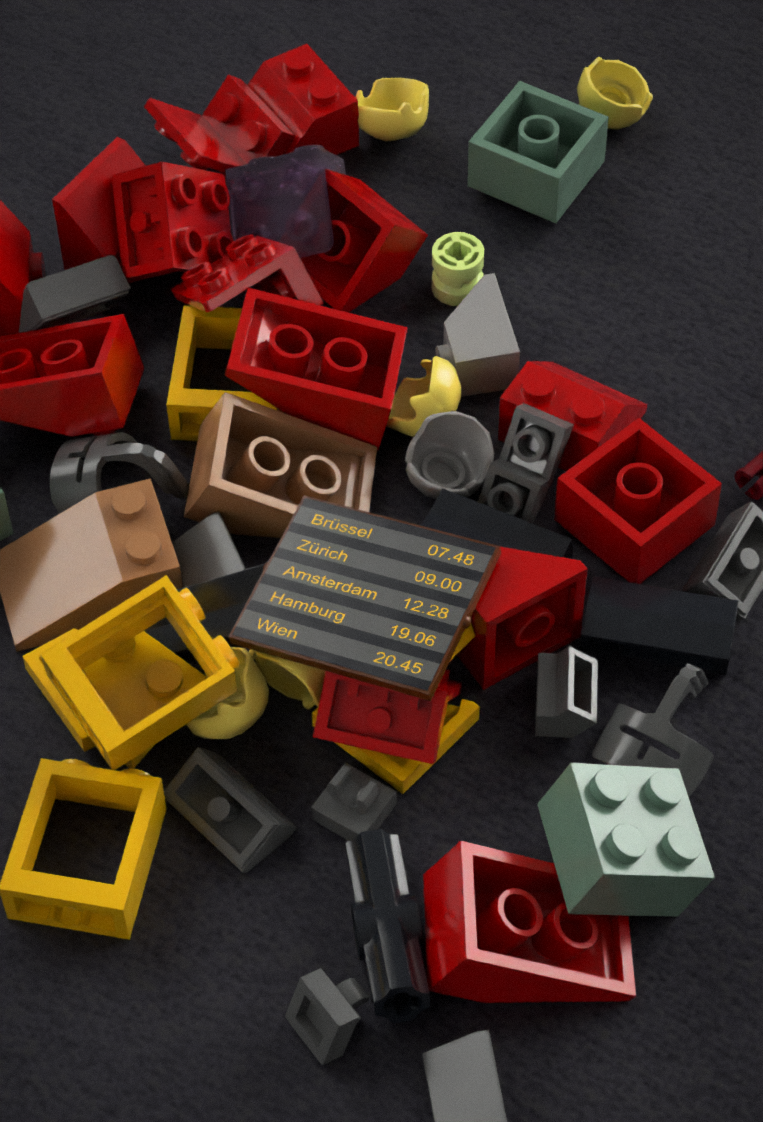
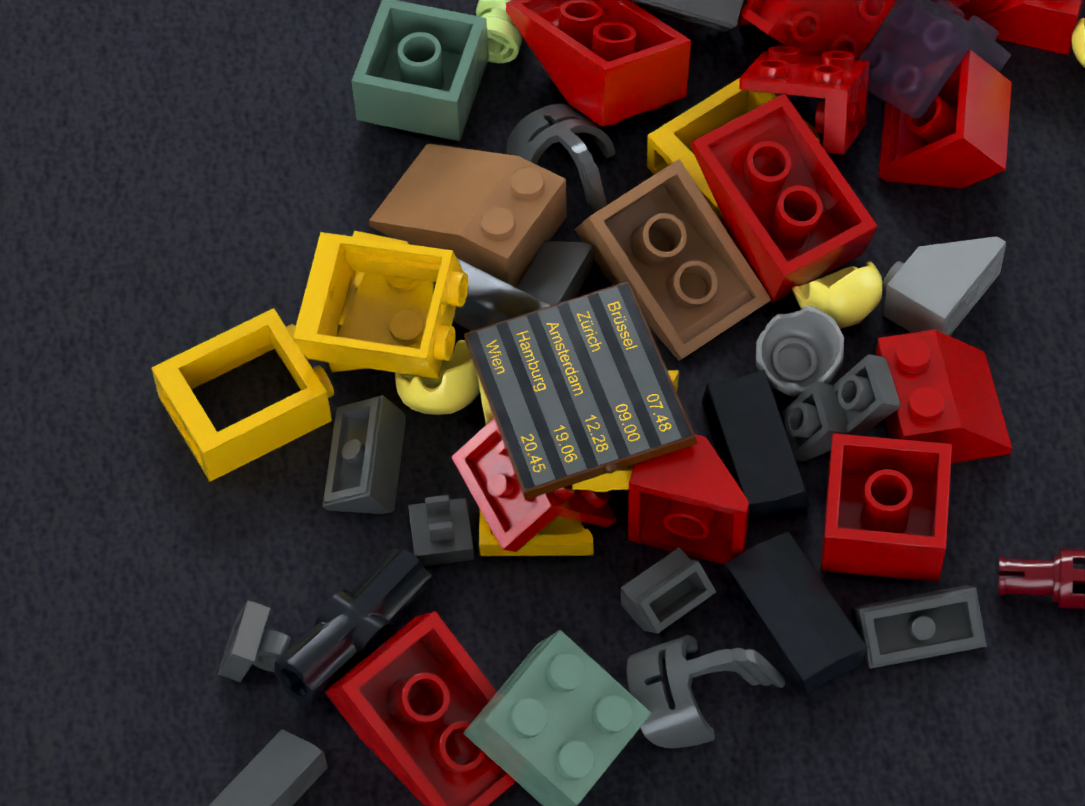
camera: 50 degrees right, 5 degrees up
(457, 266) = (1000, 211): yellowish green wheel -> none

